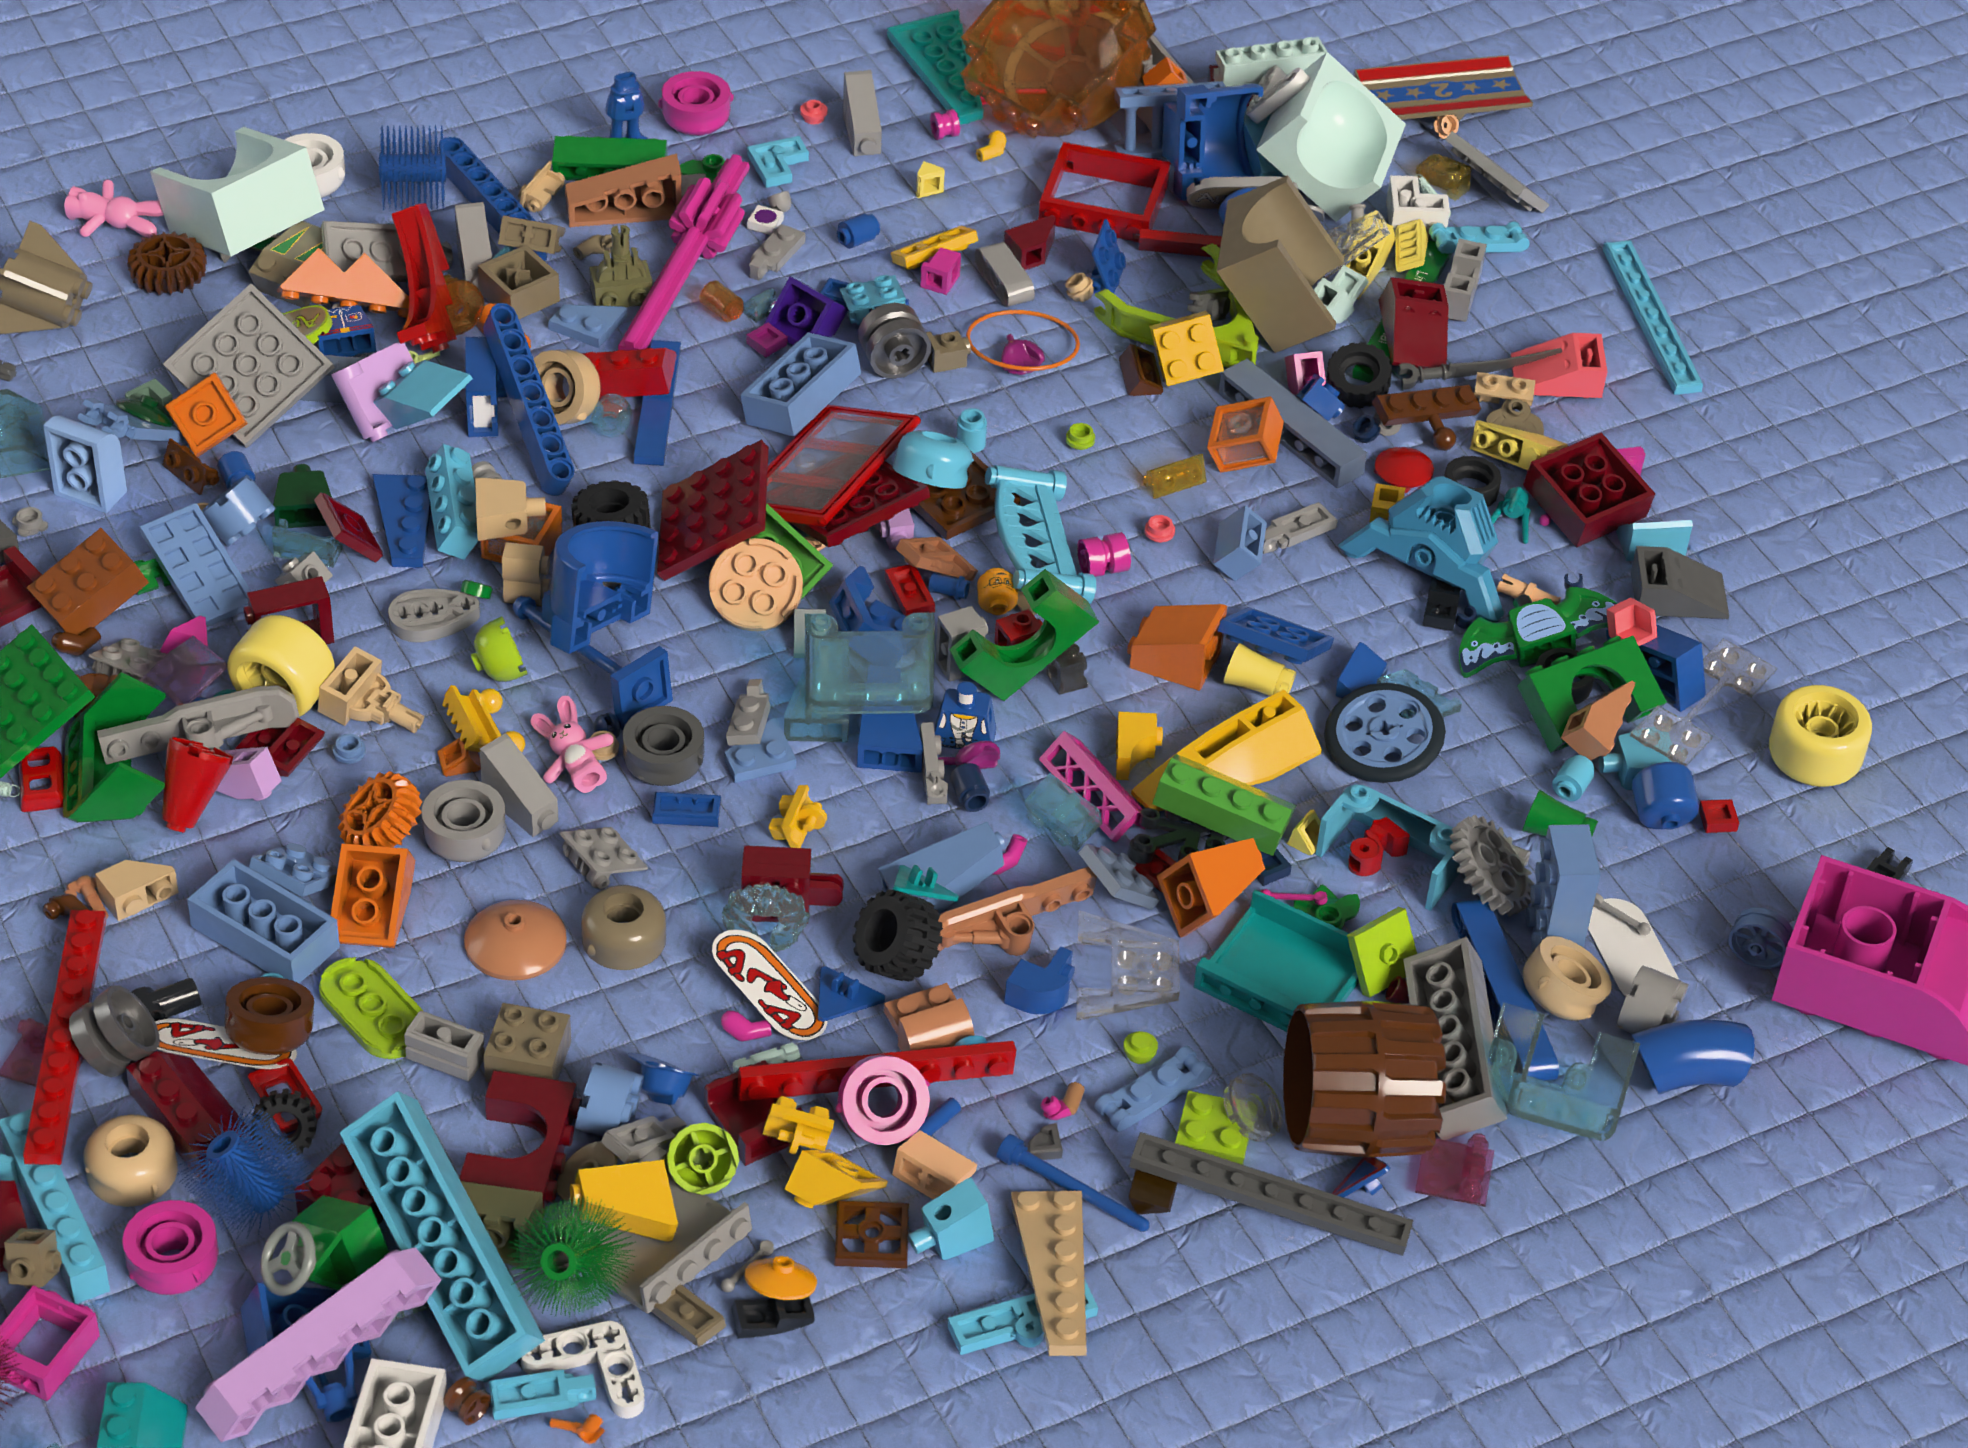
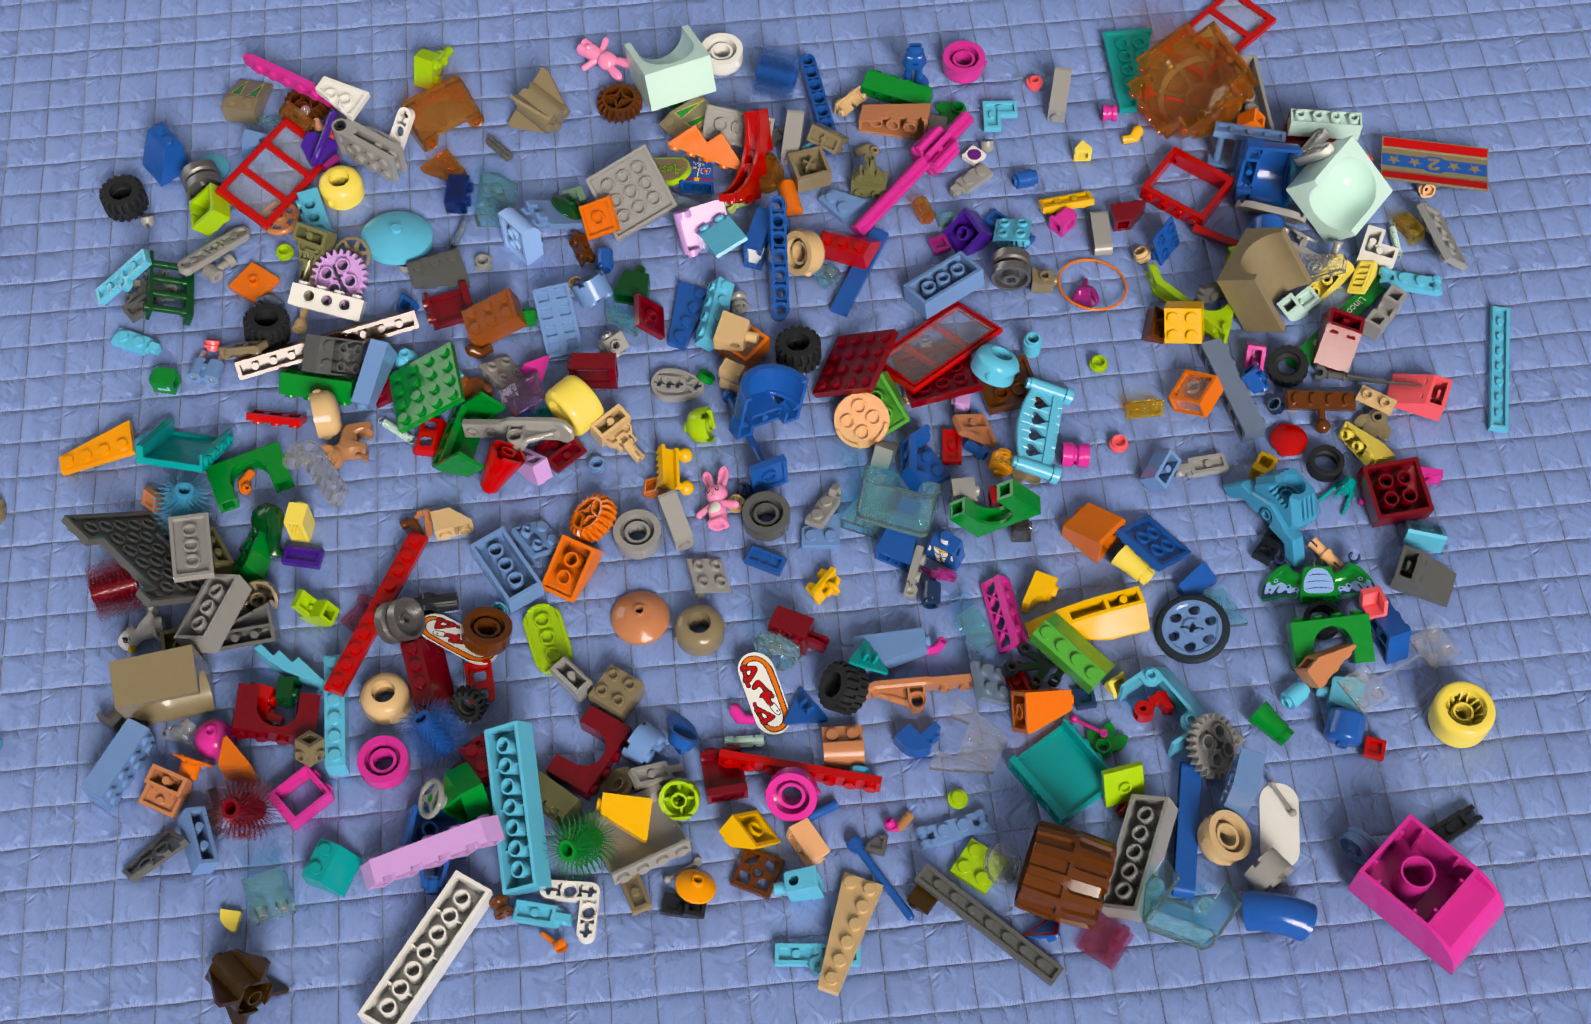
camera: 25 degrees right, 15 degrees up
(798, 1127) = (736, 799): yellow hips -> none

